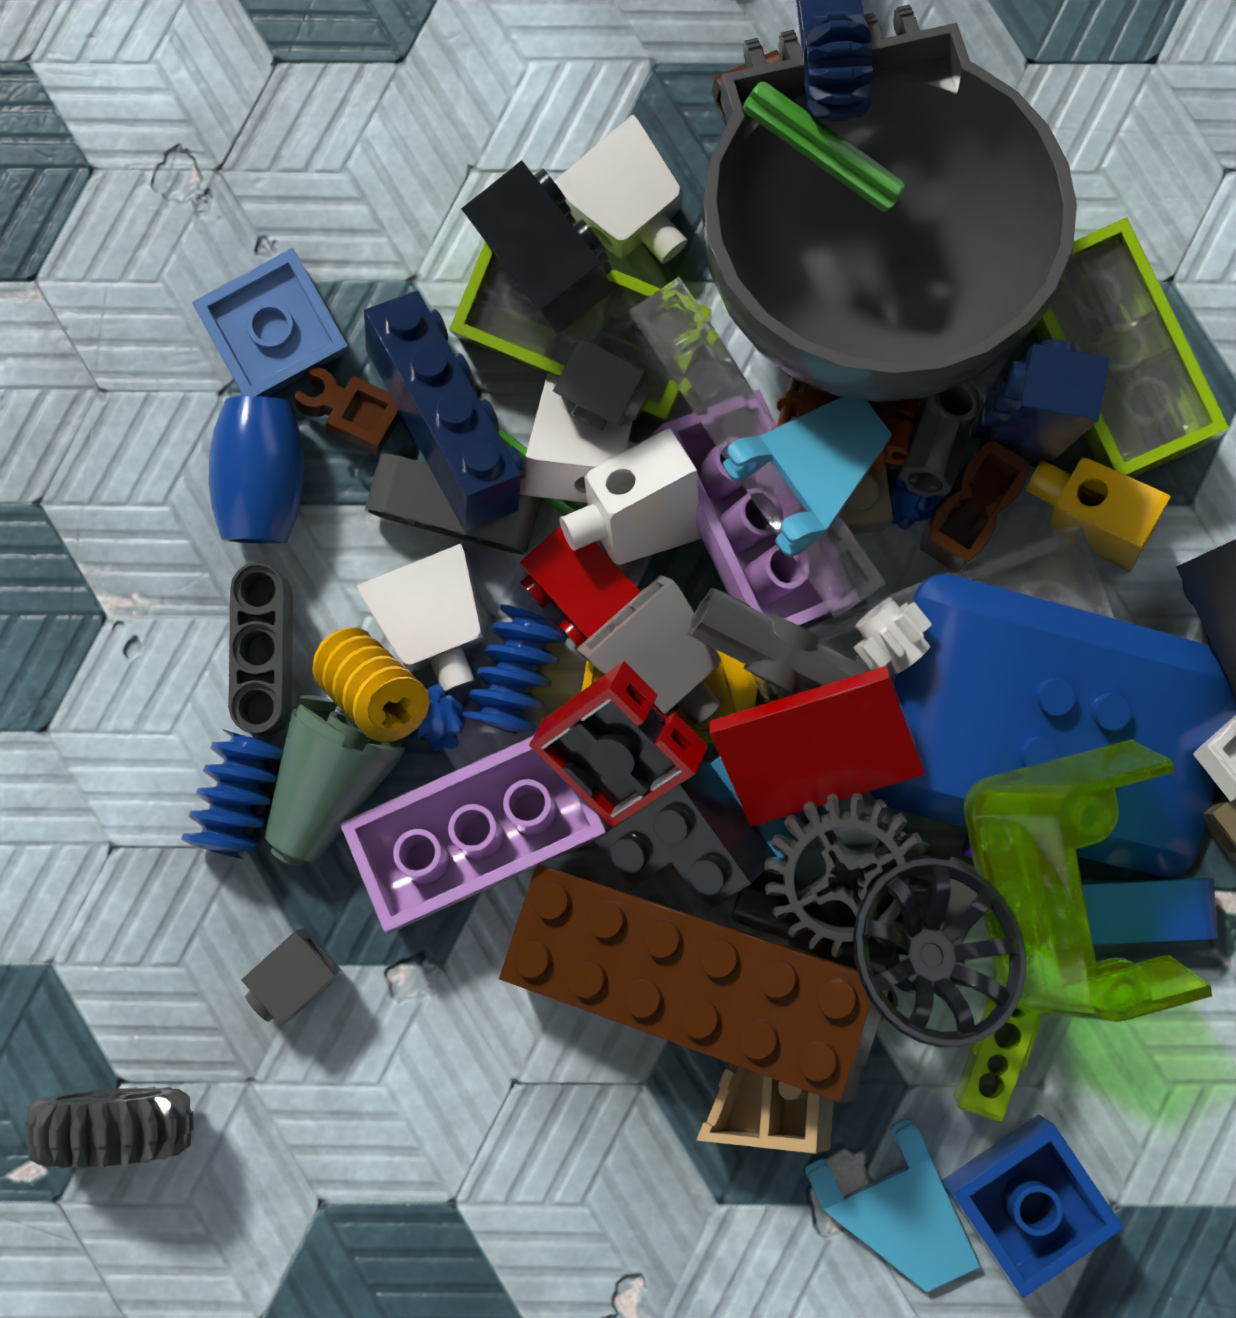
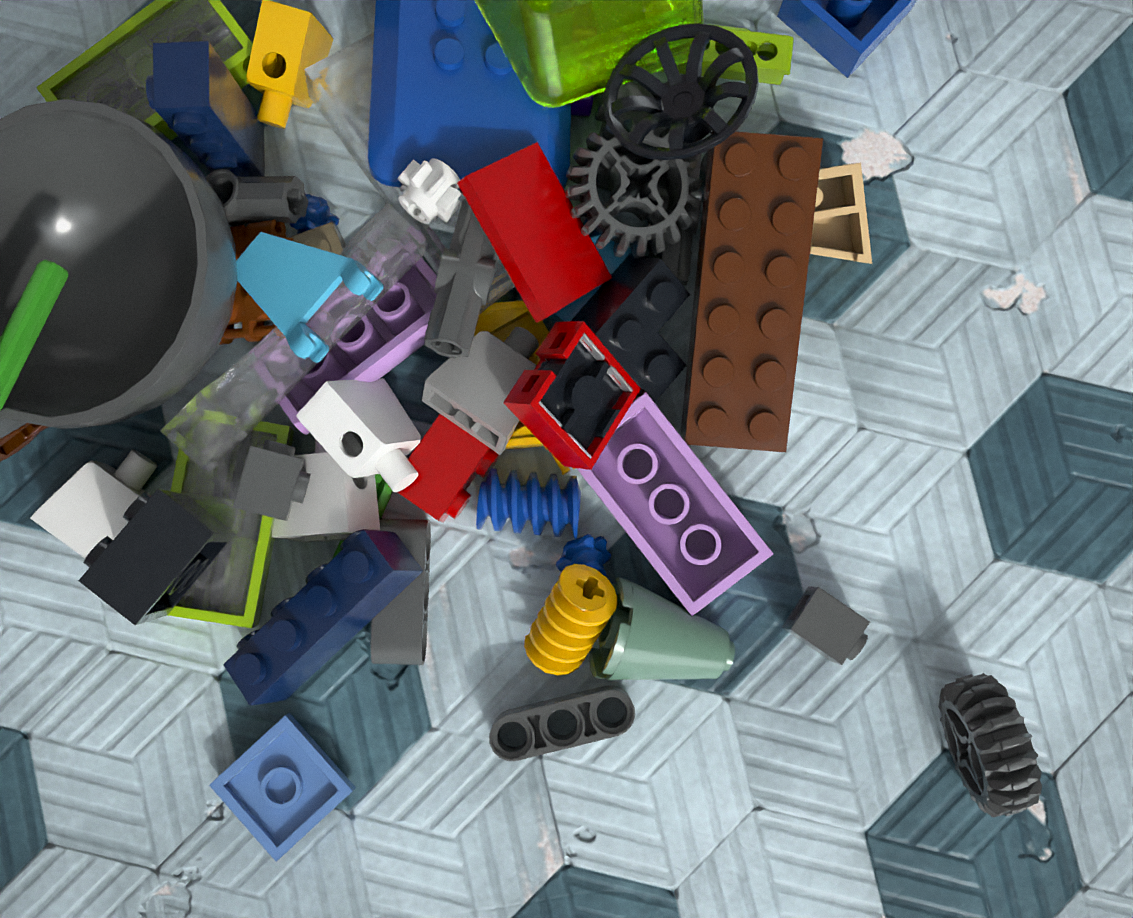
camera: 105 degrees left, 0 degrees up
(234, 795) = (689, 711): blue piece -> none
(256, 470) = (410, 766): blue piece -> none
(356, 414) = (341, 691): reddish brown plate -> none
(430, 614) = (498, 586): white torso -> none
(902, 1214) = (881, 101): medium azure flag -> none
(970, 514) = (319, 162): reddish brown brick -> none

